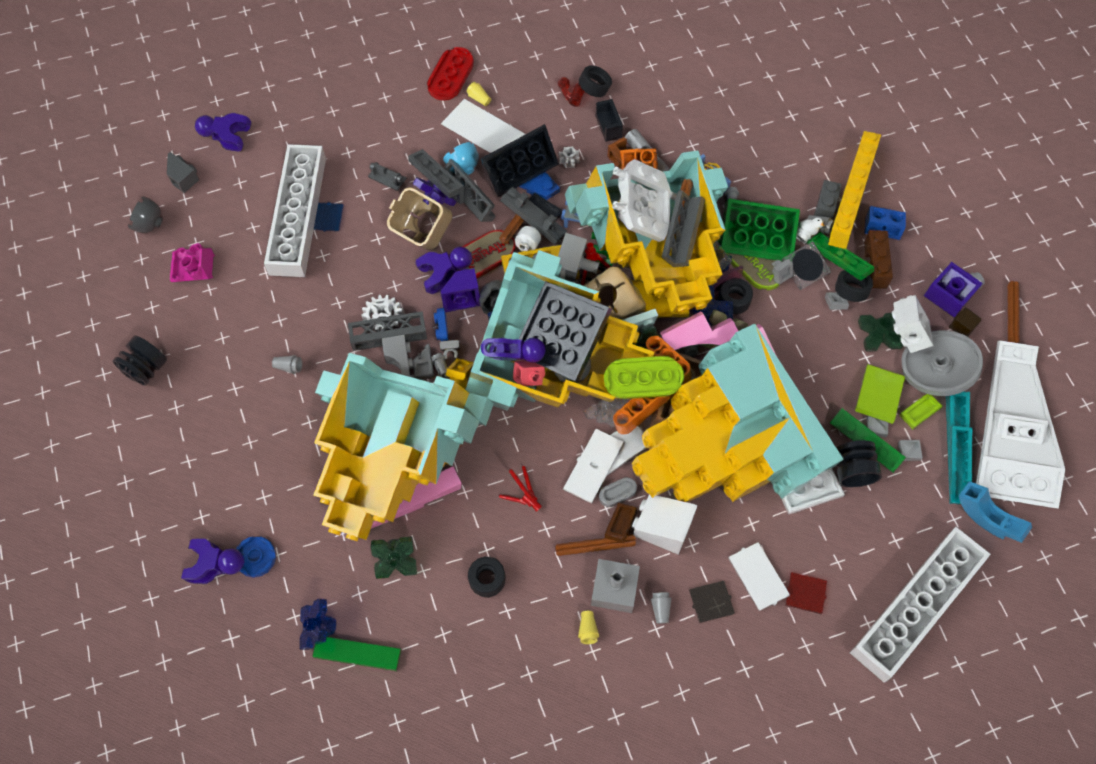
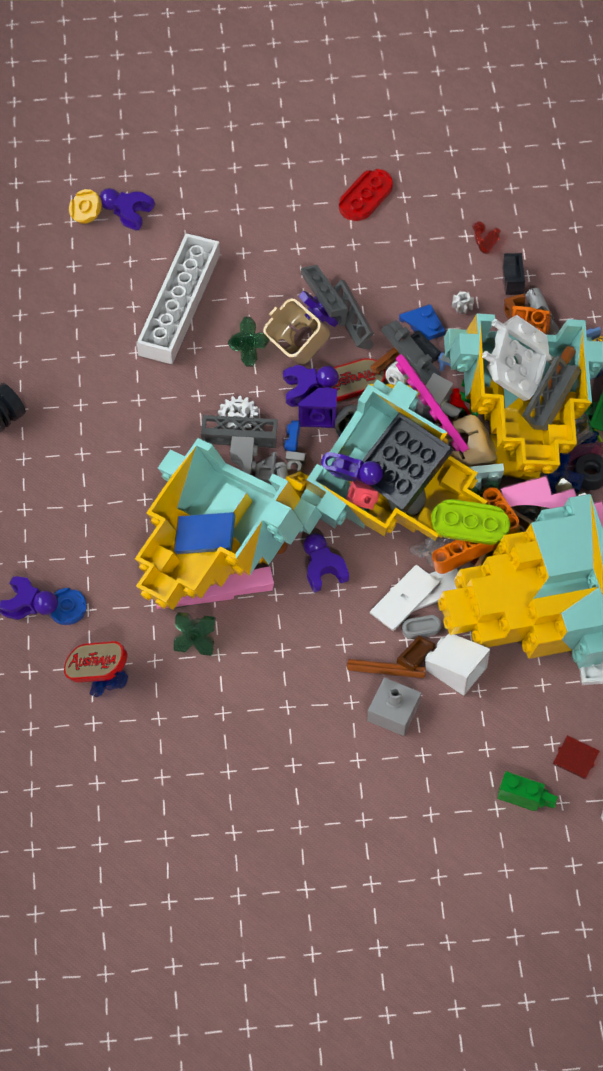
camera: 15 degrees right, 5 degrees down
(145, 216) = (34, 275): dark grey cylinder -> none
(181, 174) = (75, 240): dark grey slope -> none
(183, 138) = (85, 206): none -> yellow tile
(191, 264) = (67, 329): dark pink slope -> none
(288, 363) = (137, 441): light grey cone -> none
(298, 616) = (95, 661): none -> tile
(328, 216) = (209, 312): clear blue piece -> none
(358, 654) = (140, 710): green tile -> none
(374, 238) = (248, 341): none -> clear green plant
(379, 449) = (204, 533): none -> blue tile
(386, 176) = (275, 284): dark grey hinge -> none
(465, 155) = (358, 280): medium azure cylinder -> none
(477, 93) = (388, 220): light yellow cone -> none
(480, 127) = (392, 264): white sticker -> none
(480, 565) = (274, 660): black tyre -> none
(503, 448) = (322, 562): none -> dark purple piece
(520, 161) = (410, 295): black slope -> none
(529, 497) = (335, 611): red plant -> none
(567, 260) = (428, 399): none -> dark pink wing
(588, 630) = (358, 739): light yellow cone -> none
(592, 87) = (505, 237): black tyre -> none
(661, 606) = (433, 735): light grey cone -> none
(711, 601) = (482, 744): clear smoke piece -> none
(759, 576) = (534, 731): white piece -> none
(770, 647) = (525, 792): none -> green hinge

